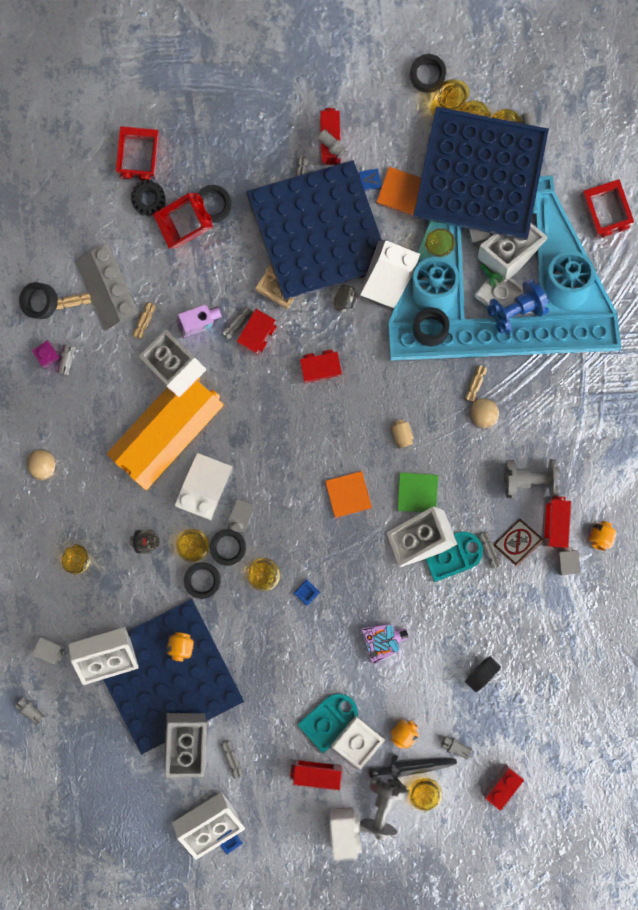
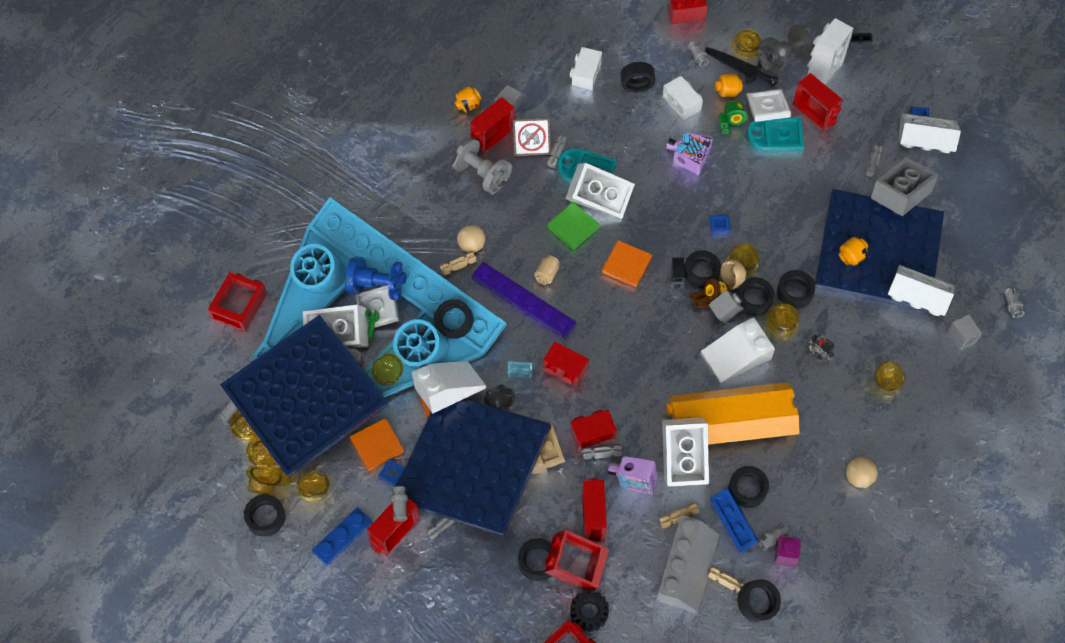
camera: 135 degrees left, 25 degrees down
(97, 382) = (760, 476): none -> black tyre
(101, 348) = (734, 520): none -> blue plate
(201, 266) = (594, 510): none -> red window
(257, 551) = (733, 273): none -> tan hair
(261, 520) = (712, 290): none -> reddish brown piece
(272, 537) = (701, 256): none -> black tyre
(304, 520) = (678, 270): none -> black piece
(334, 880) = (861, 41): none -> black piece
(350, 334) = (519, 370): none -> clear light blue piece
(362, 106) = (341, 536): none -> blue plate
(378, 708) = (733, 115): none -> green piece
(399, 396) = (524, 300): none -> dark purple plate
(414, 119) = (312, 486): none -> clear yellow hair
(432, 689) = (682, 97): none -> white brick
(534, 651) = (586, 68): none -> white brick

